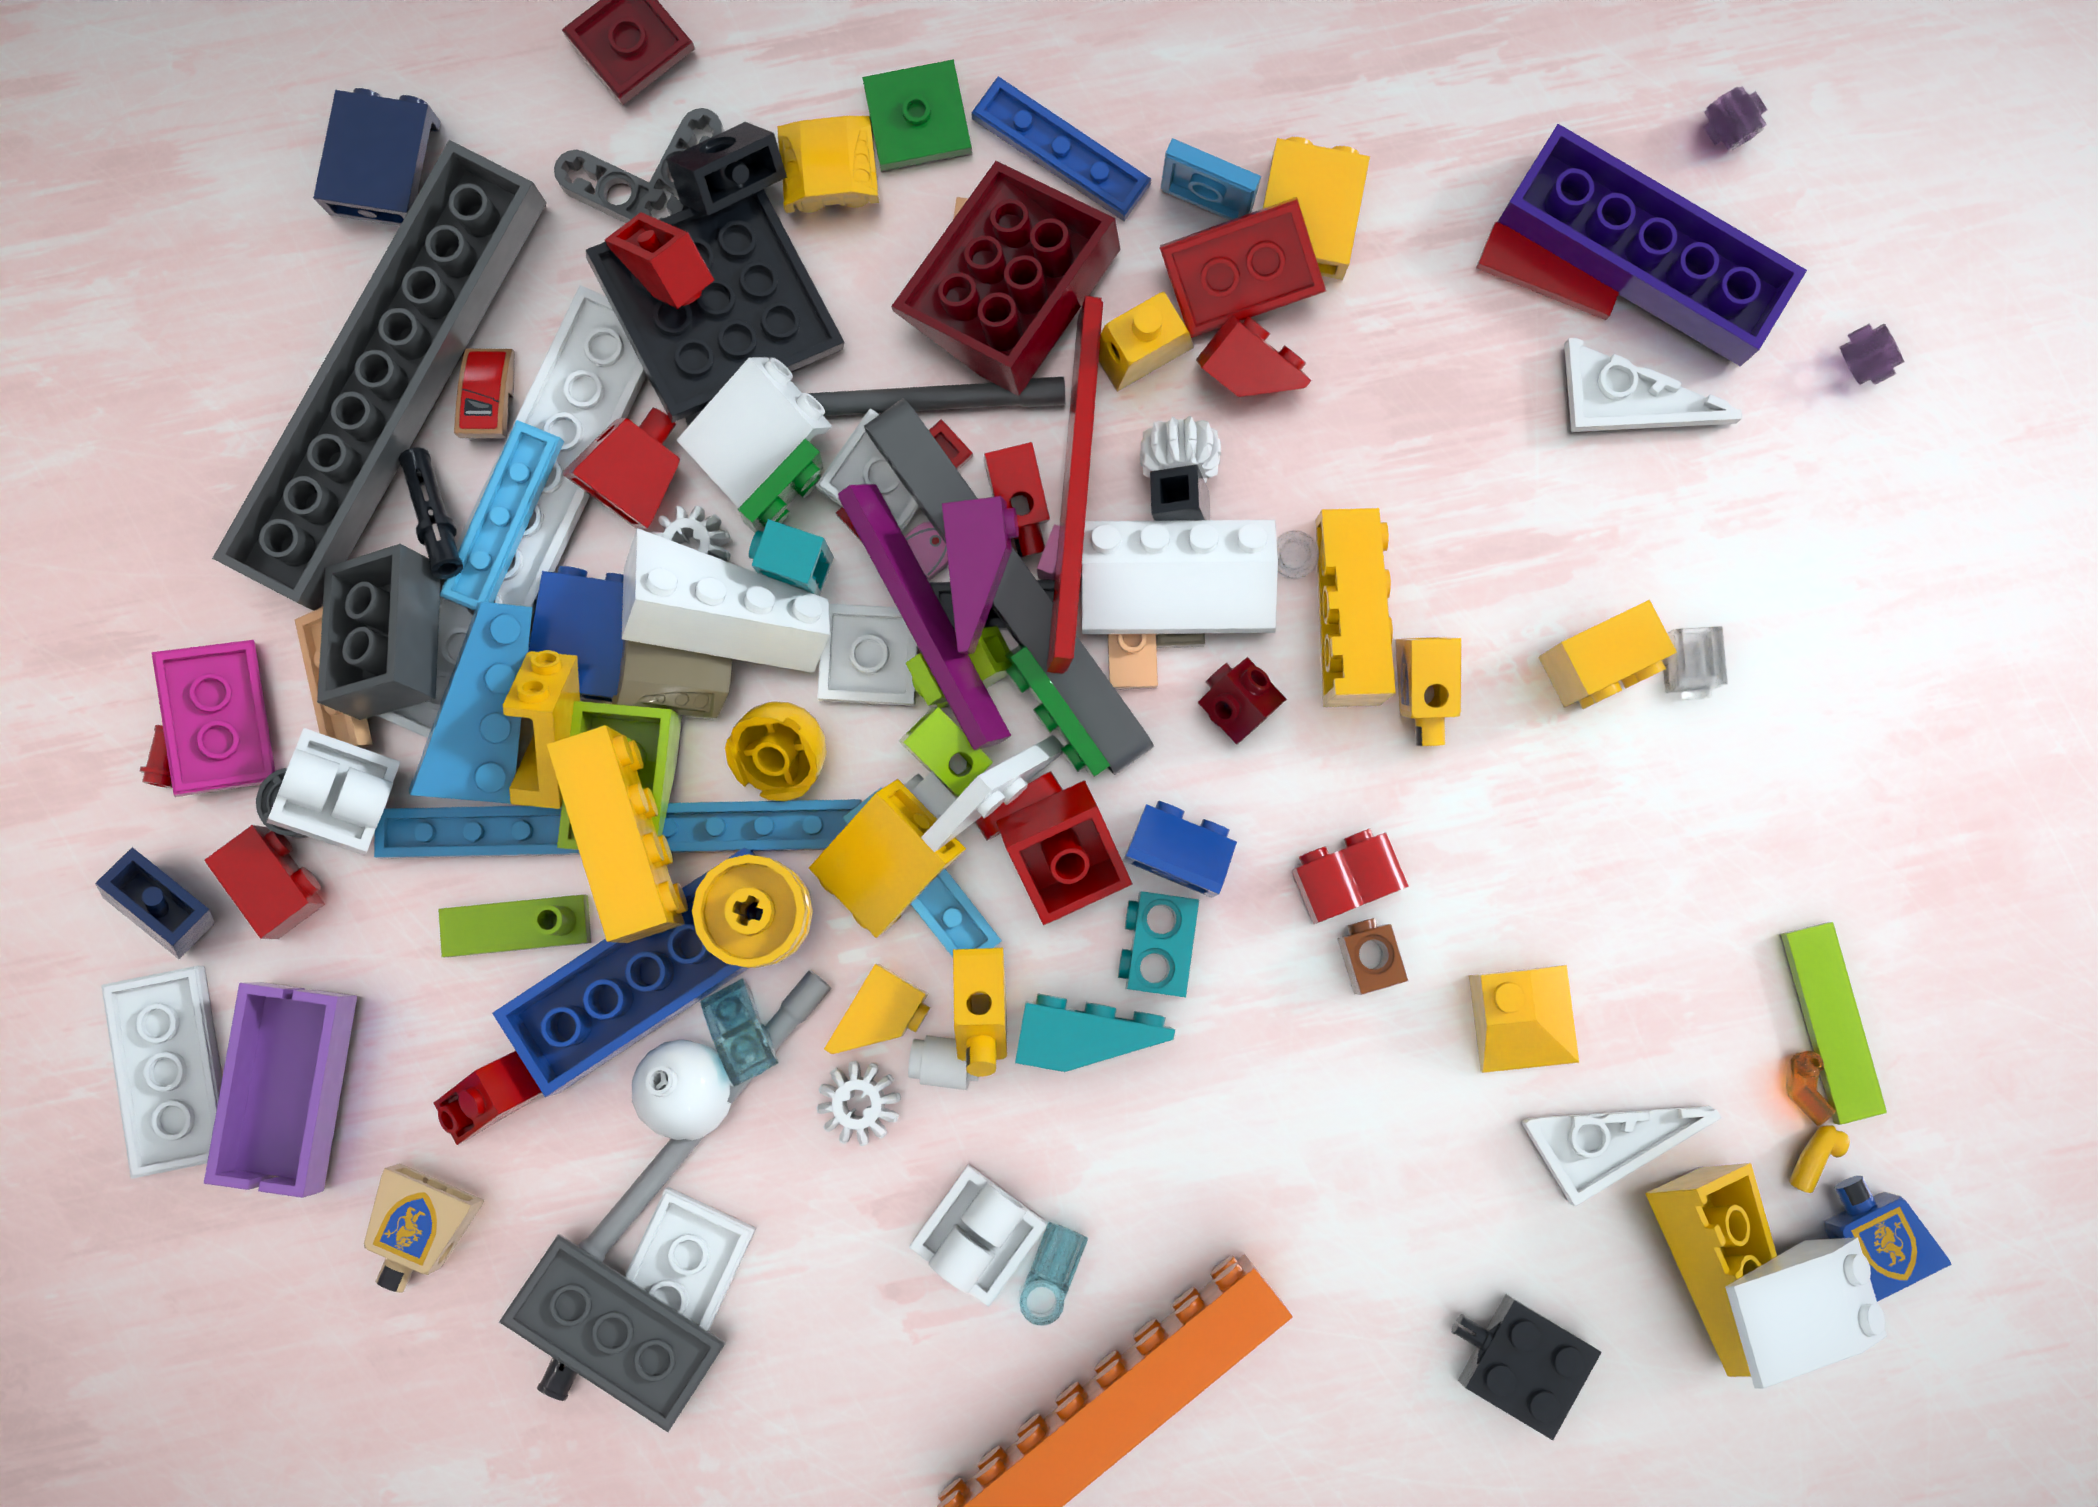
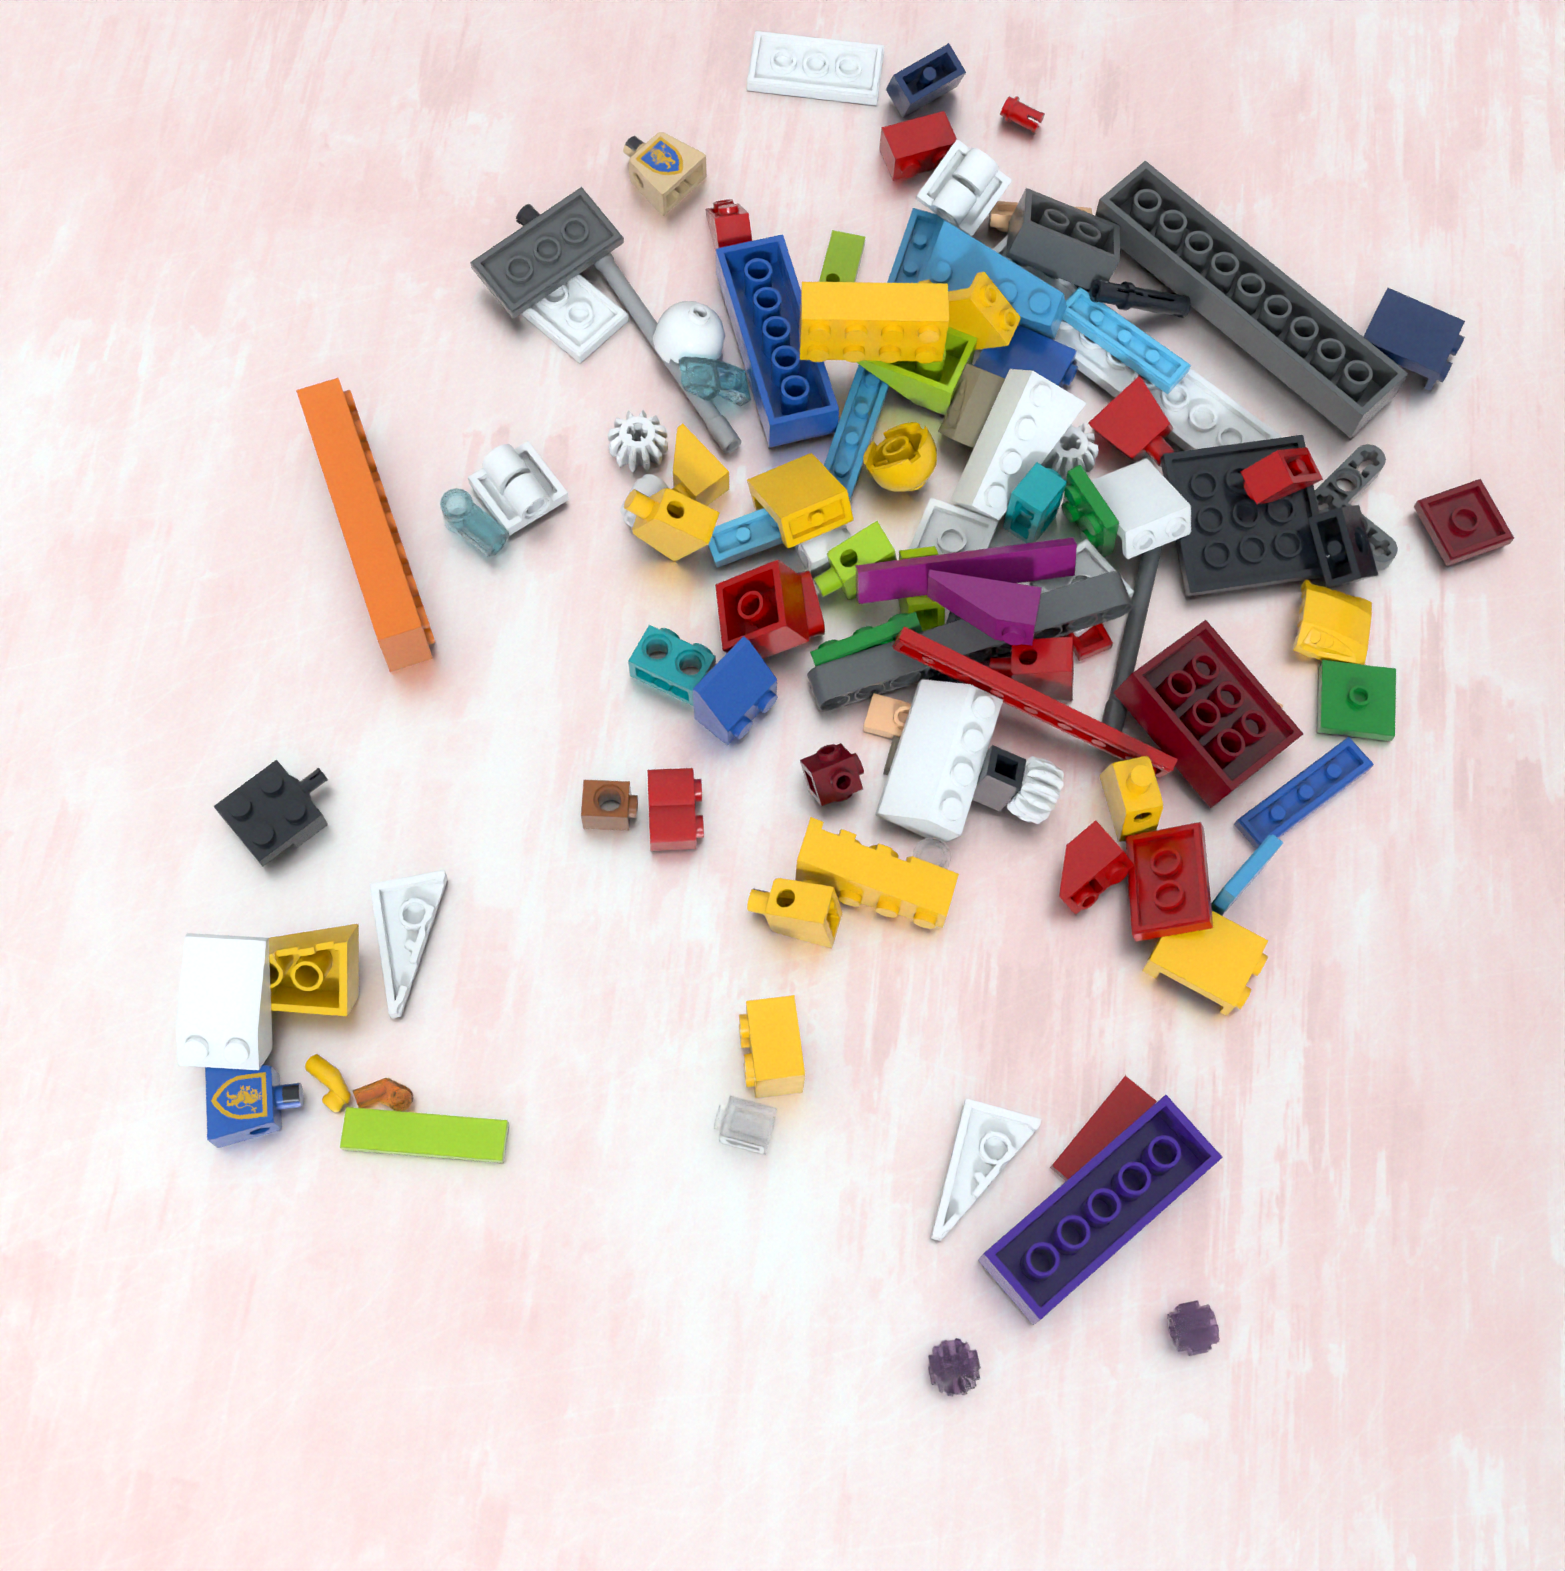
camera: 105 degrees right, 15 degrees down
(213, 717) = (1040, 145): dark pink tile -> none
(280, 1089) = (780, 116): medium lavender piece -> none
(483, 393) = (1218, 356): slope -> none
(722, 911) = (791, 391): yellow wheel -> none
(990, 790) = (824, 571): white wing -> none
(1072, 1038) = (632, 576): teal slope -> none
(1523, 1018) = (522, 901): yellow slope -> none

